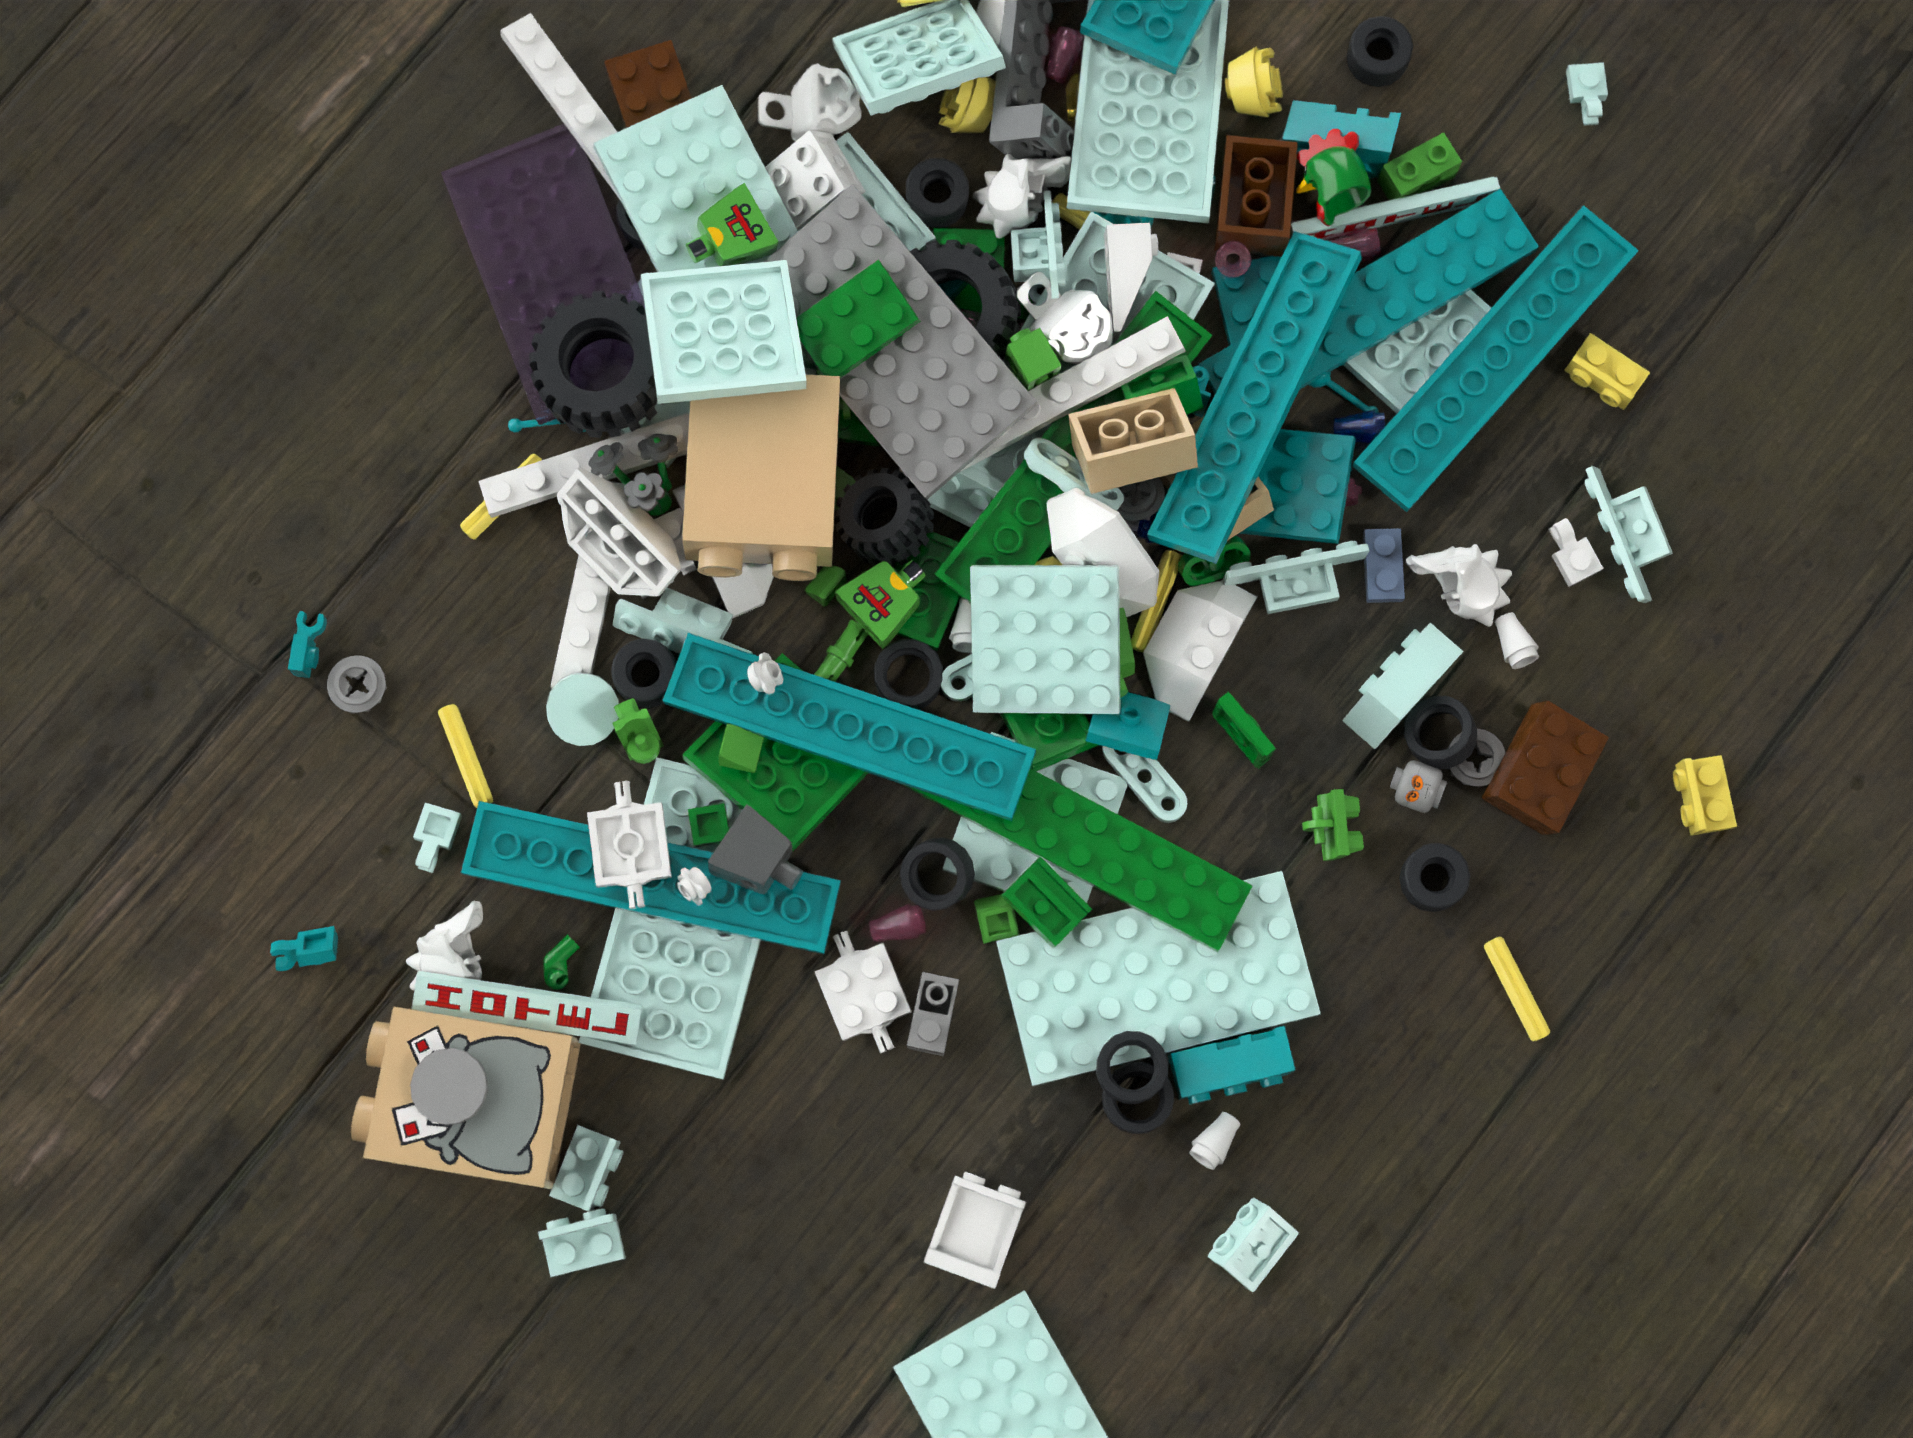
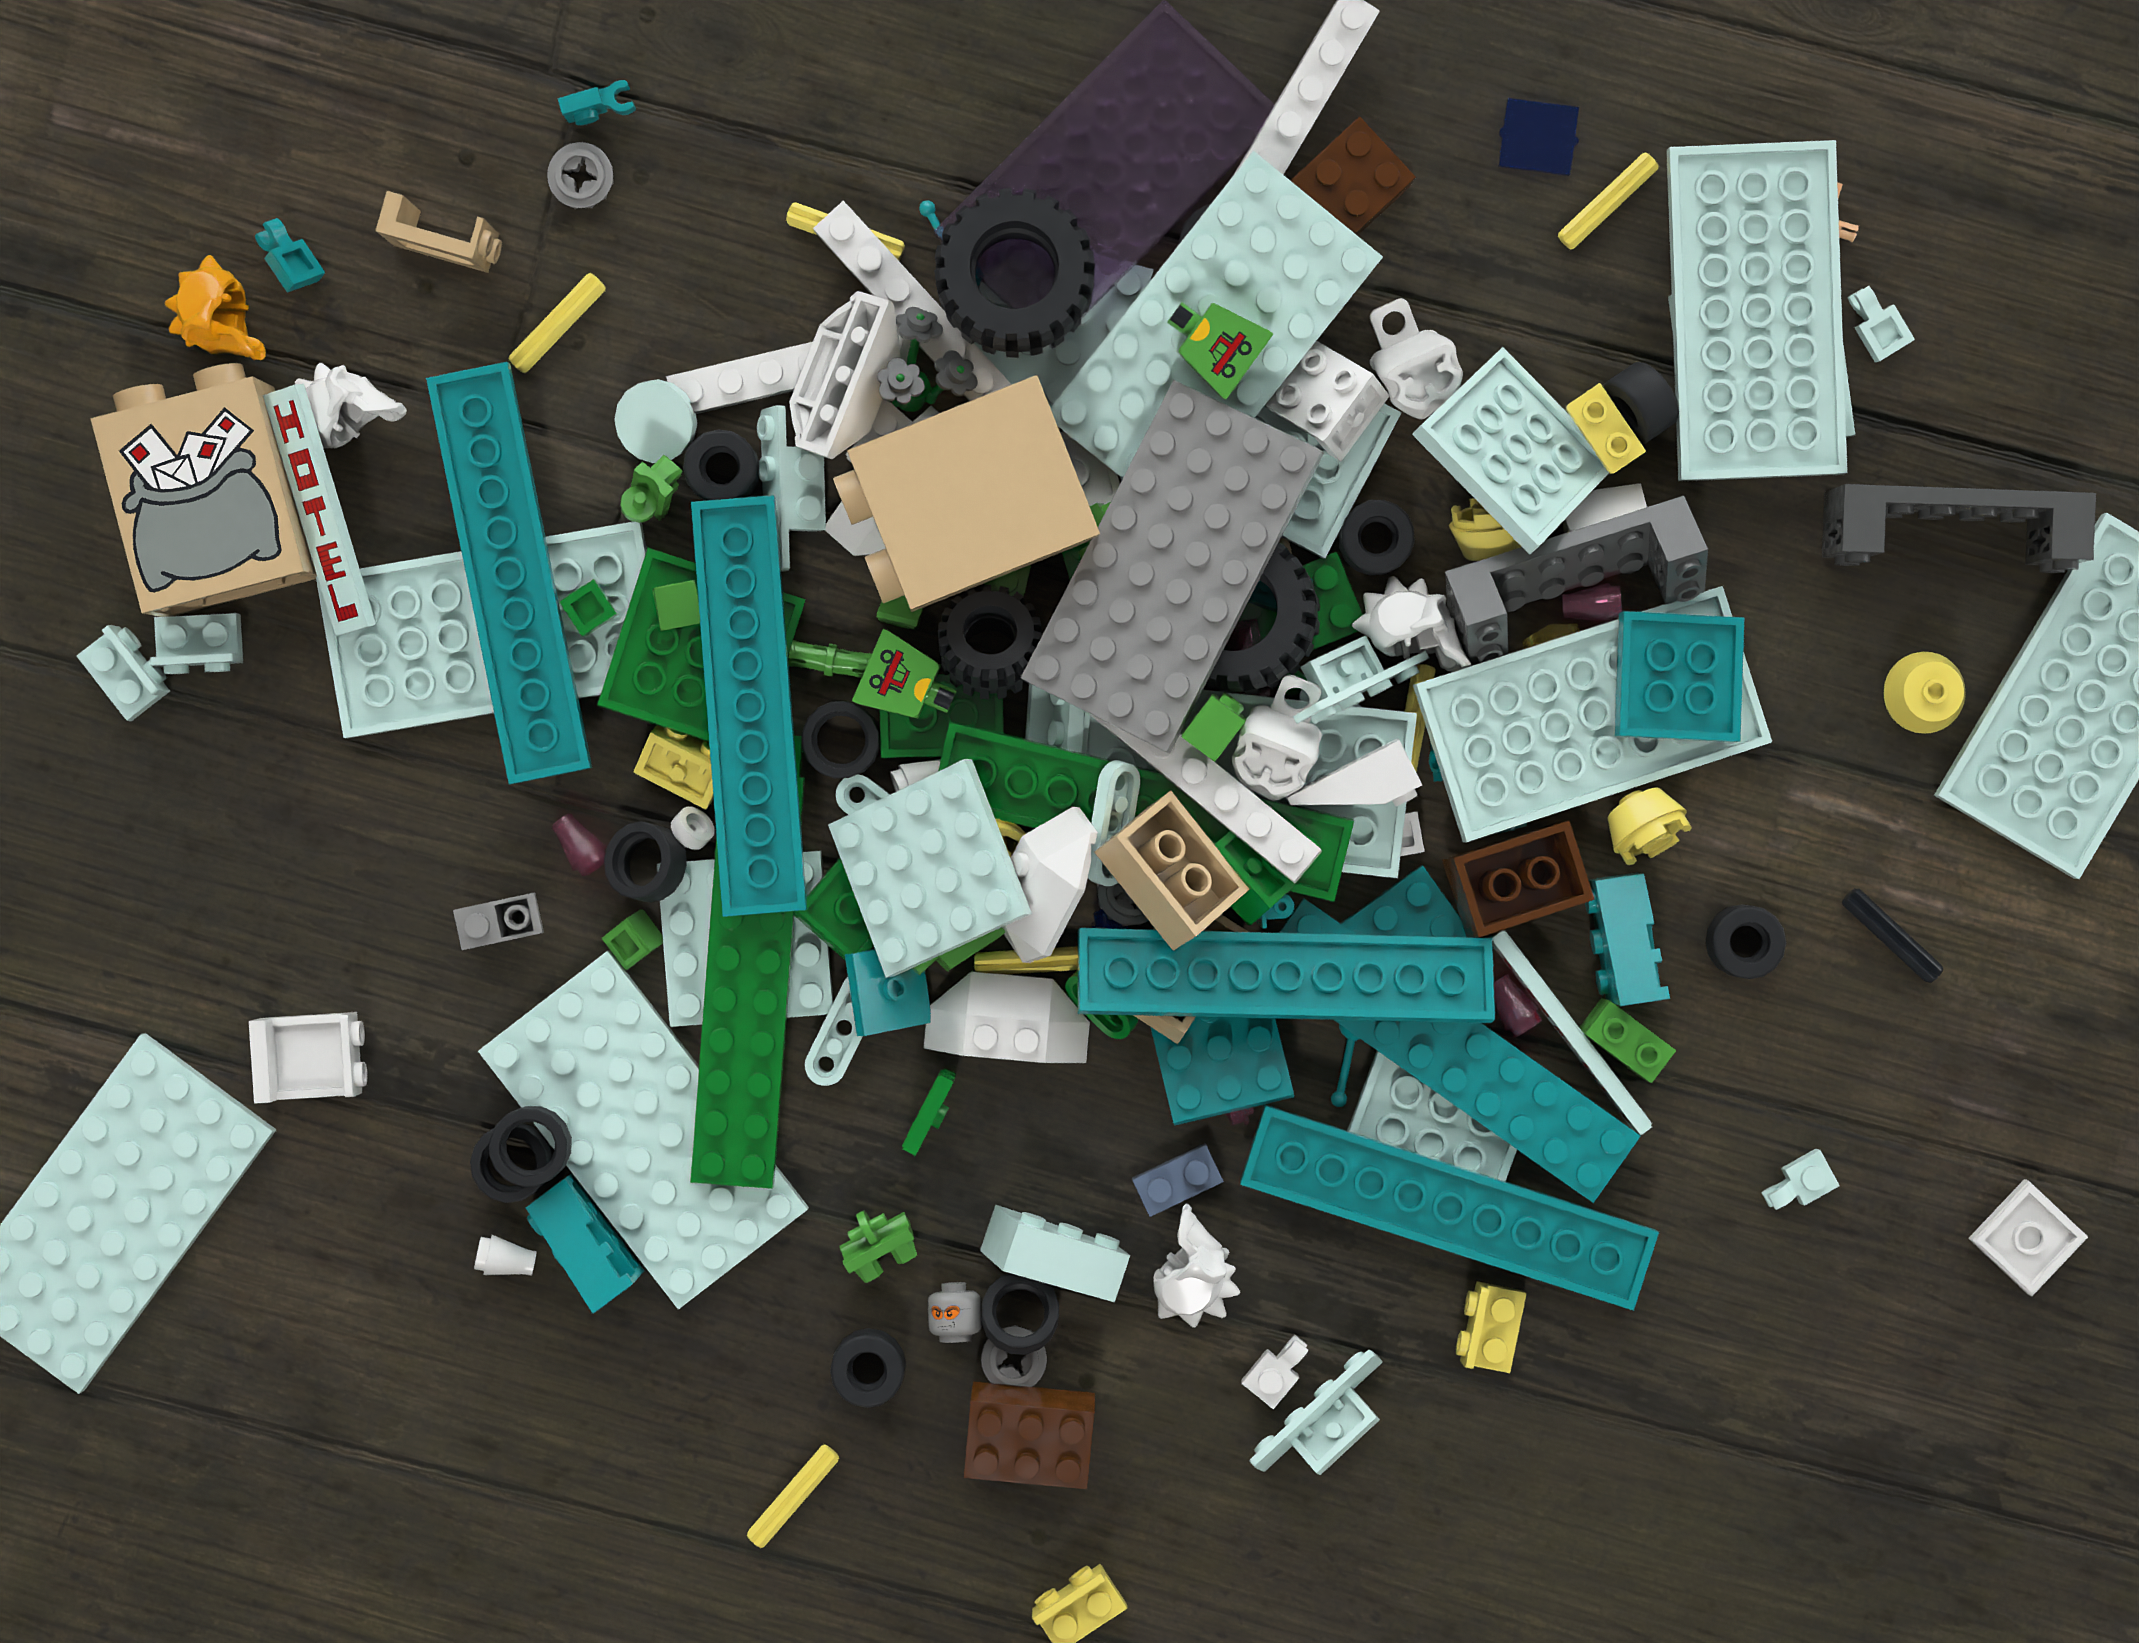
camera: 70 degrees right, 10 degrees up
(320, 1030) = (213, 312): none -> light orange head
(355, 818) = (399, 227): none -> tan panel
(436, 830) = (466, 330): light aqua plate -> none
(449, 1086) = (195, 471): light grey tile -> none
(556, 963) = (387, 515): green arm -> none
(629, 844) = (525, 537): white plate -> none
(693, 885) = (513, 622): white plate -> none
(723, 331) = (1091, 388): light aqua plate -> none
(754, 855) = (571, 671): dark grey torso -> none
(765, 674) = (758, 596): white plate -> none
(855, 321) = (1171, 521): green plate -> none
(863, 992) = (497, 839): white plate -> none
(870, 811) = (678, 764): none -> light yellow bracket
(926, 825) = (692, 828): none -> white tile
(1046, 902) = (663, 986): green plate -> none
(1233, 269) = (1426, 889): clear pink plate -> none
(1253, 1243) = (417, 1337): light aqua bracket -> none
(1297, 580) = (1117, 1100): light aqua bracket -> none
(1336, 173) = (1575, 954): green piece -> none
(1362, 426) = (1315, 1095): clear blue cone -> none
(1516, 643) = (1153, 1350): white cone -> none

